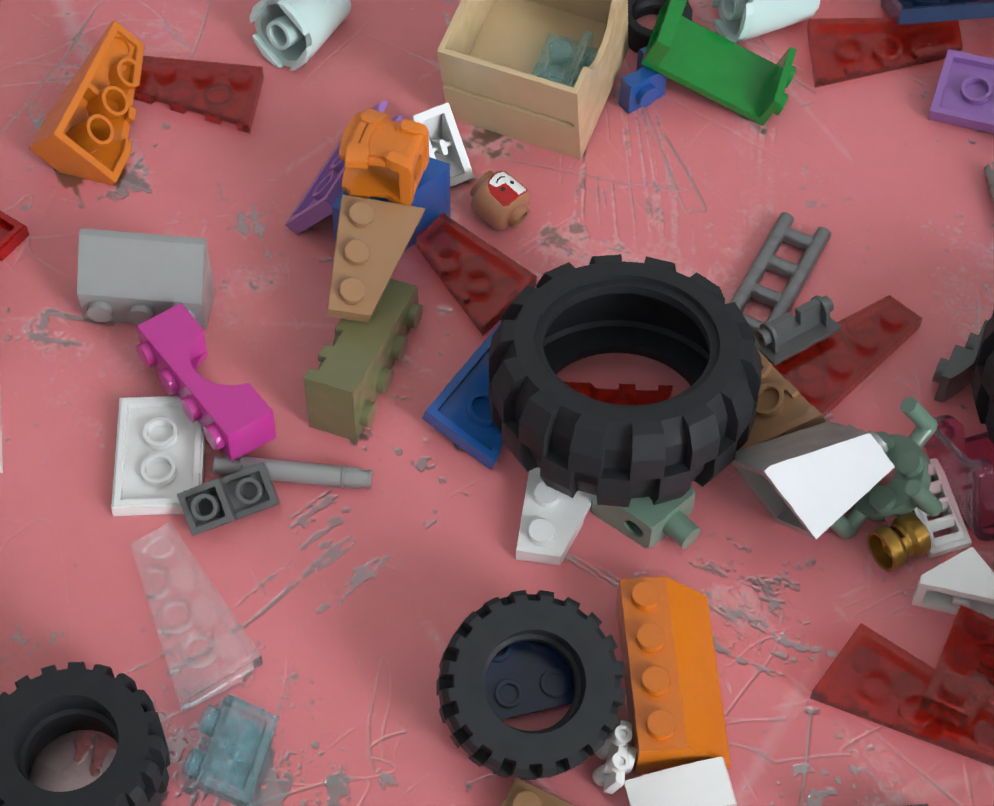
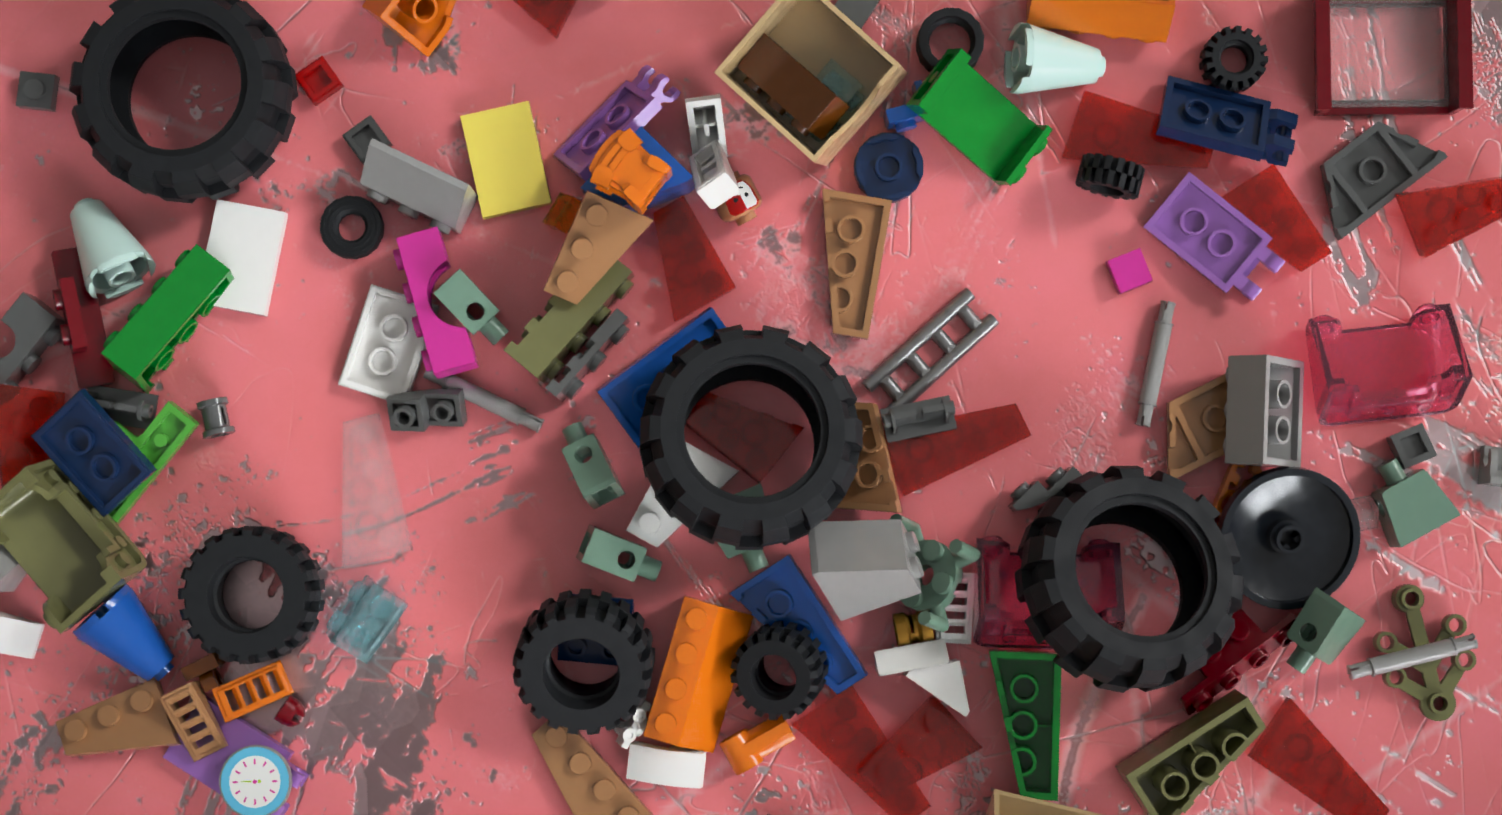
camera: 20 degrees right, 30 degrees up
(63, 271) = (361, 135): none -> dark grey tile
(74, 331) = (373, 227): none -> black tyre
(238, 359) = (458, 294): none -> sand green torso
(241, 244) = (506, 160): none -> light yellow tile
(317, 267) = (562, 213): none -> clear orange tile
(399, 388) = (612, 330): none -> dark grey wing
(452, 492) = (595, 477): none -> sand green torso
(474, 173) = (713, 175): none -> white slope
(514, 562) = (602, 551): none -> sand green torso
(539, 50) = (791, 88): none -> reddish brown brick
(646, 140) = (888, 167): none -> dark blue tile
(646, 210) = (854, 249): none -> medium nougat wing
(763, 578) = (787, 596): none -> blue wing
(769, 585) = (760, 689): none -> black tyre
(774, 736) = (749, 746): none -> orange piece
(871, 56) = (1110, 176): none -> black tyre
(902, 573) = (911, 657): none -> white slope
(937, 153) = (1129, 271): none -> dark pink tile

